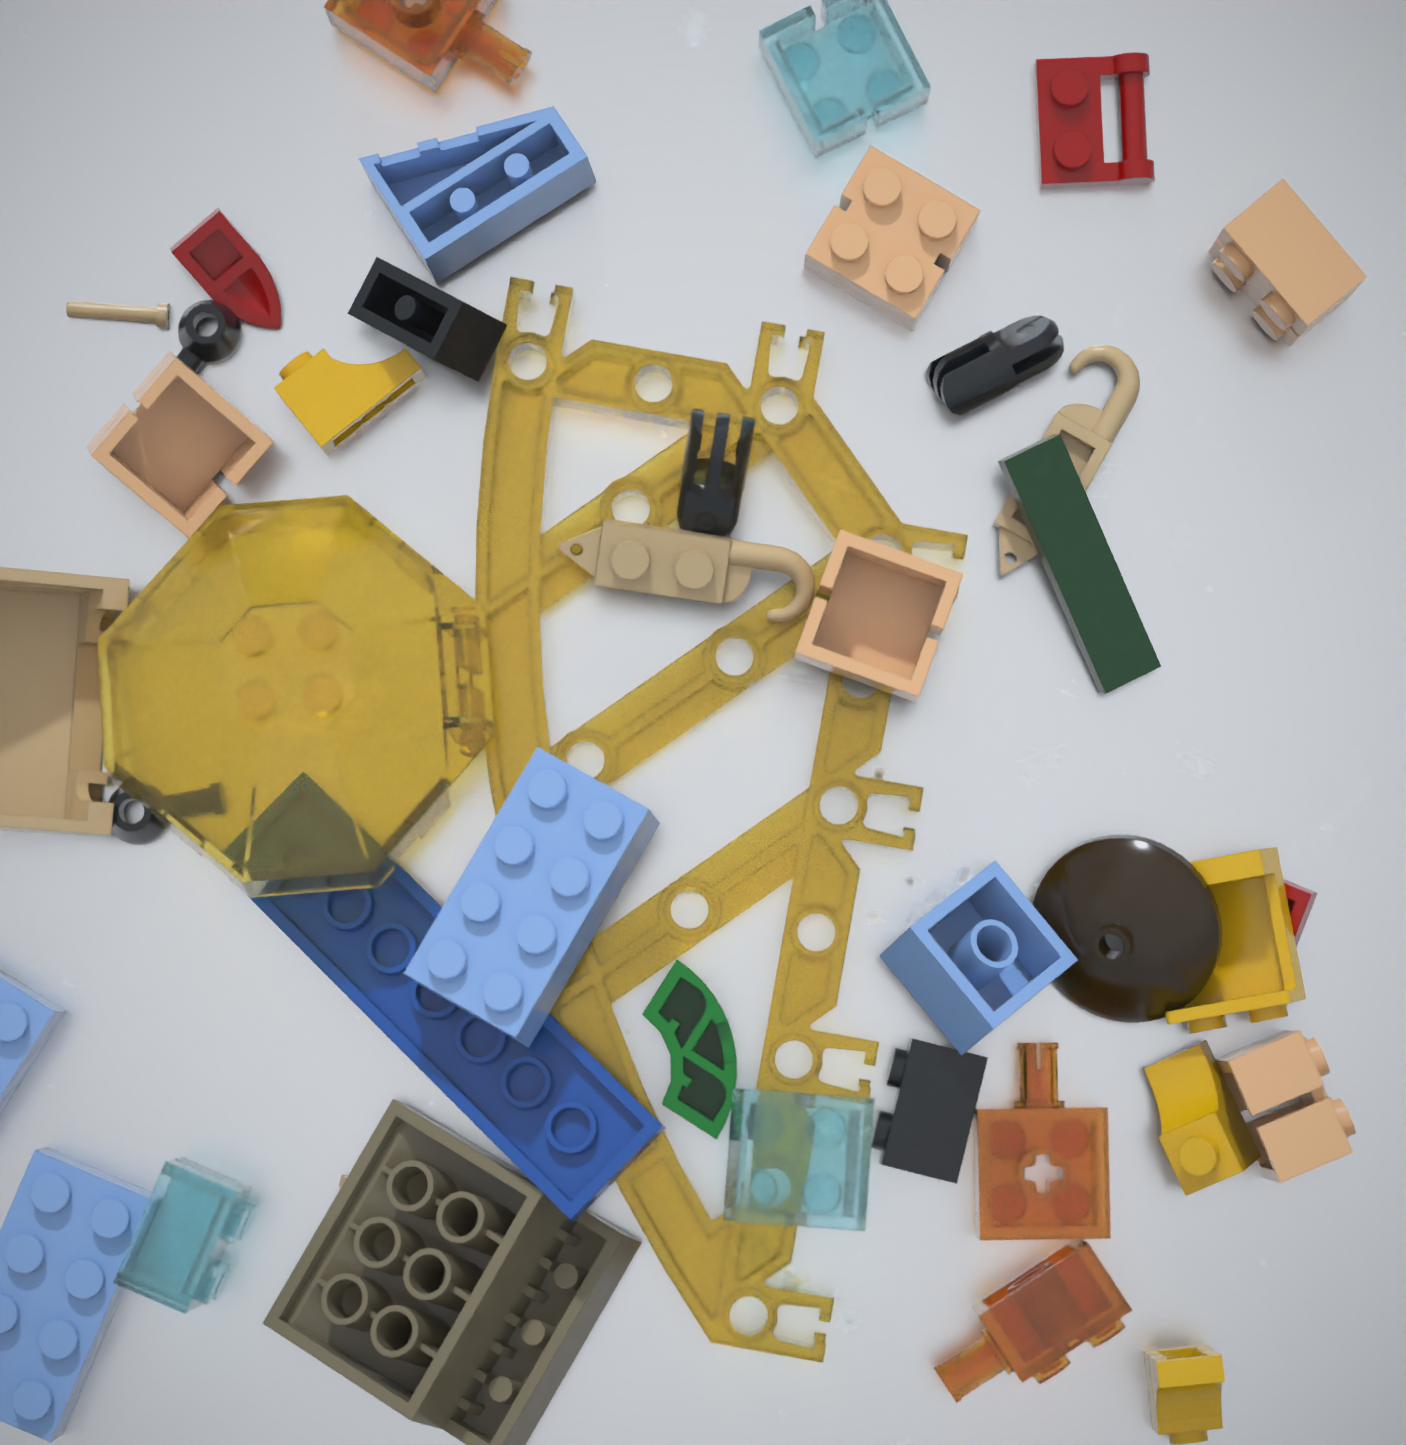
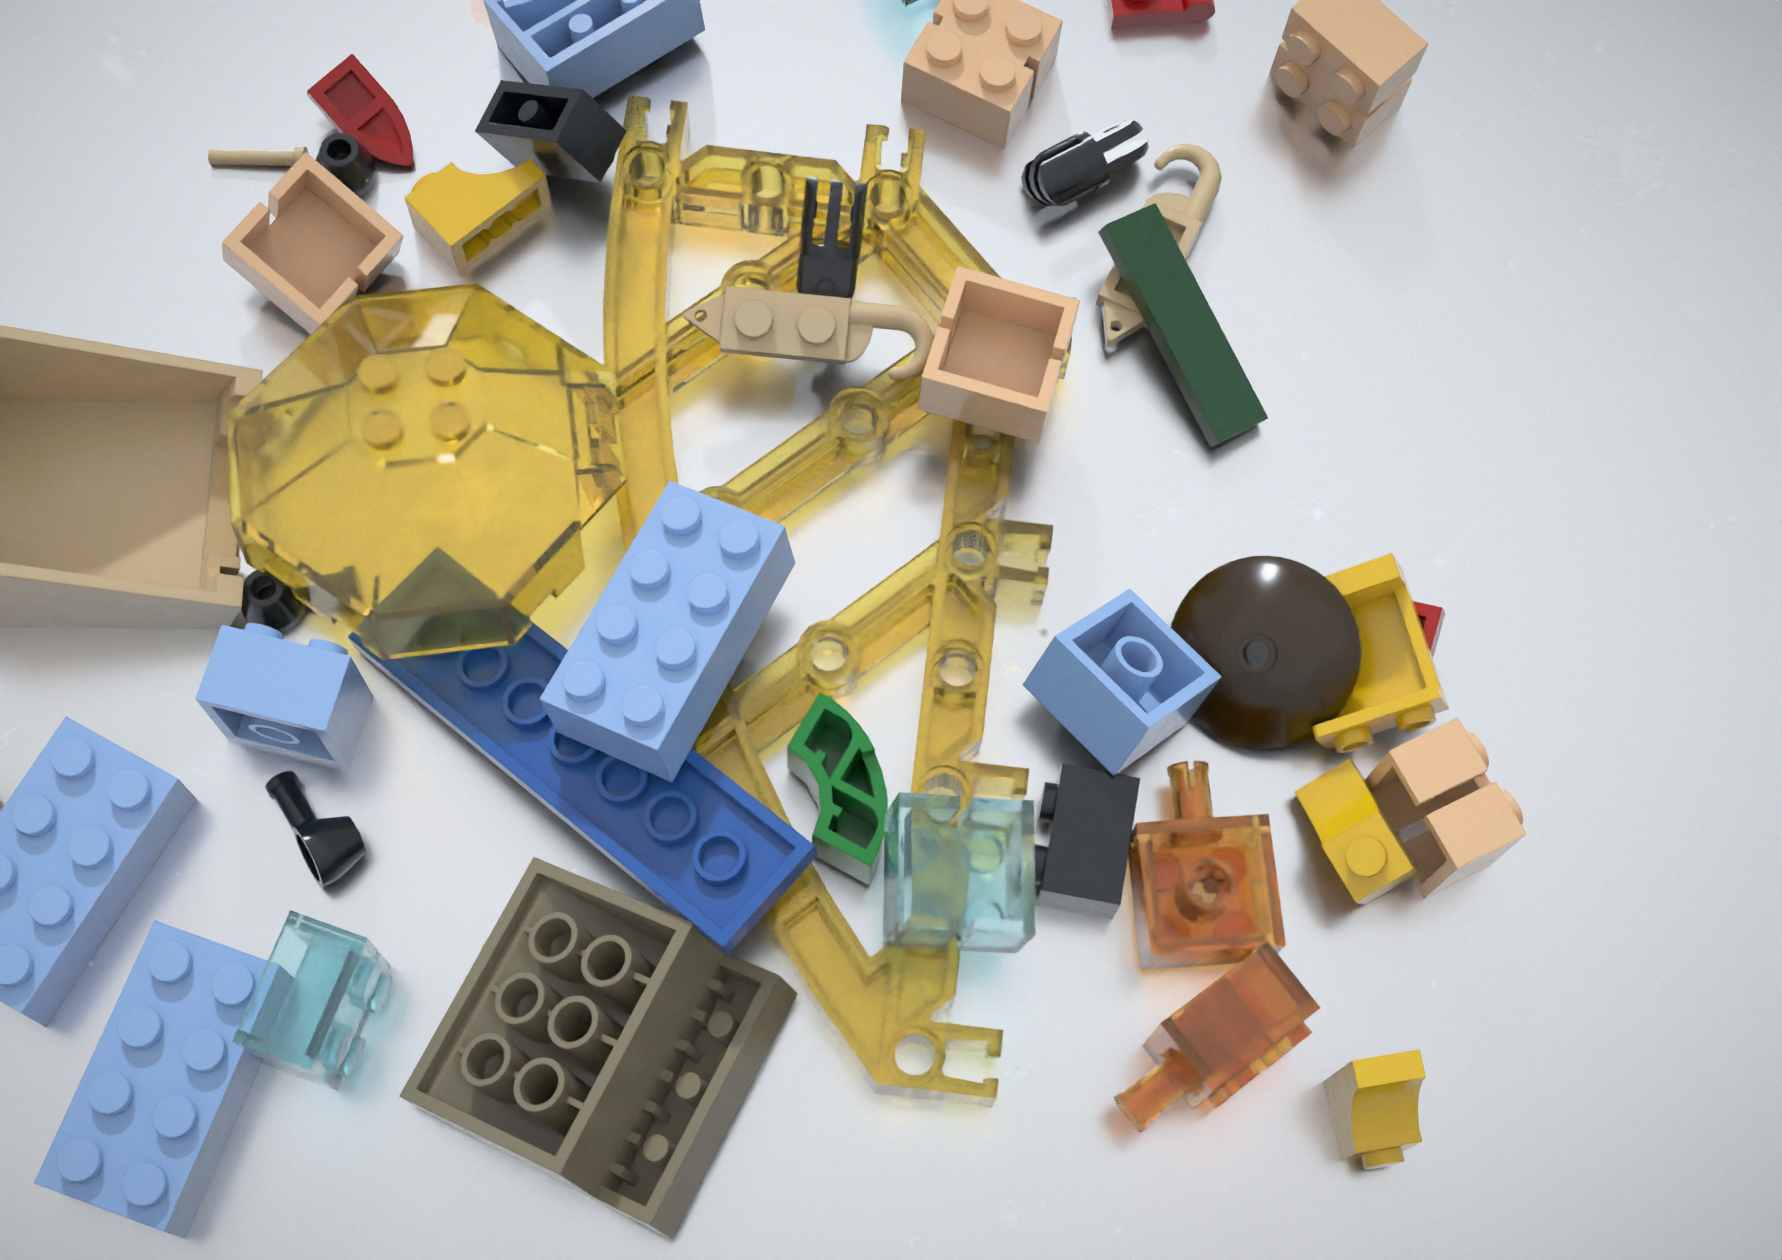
camera: 15 degrees left, 15 degrees down
(154, 929) = (285, 693): none -> light blue brick
(194, 1070) = (326, 844): none -> black bar

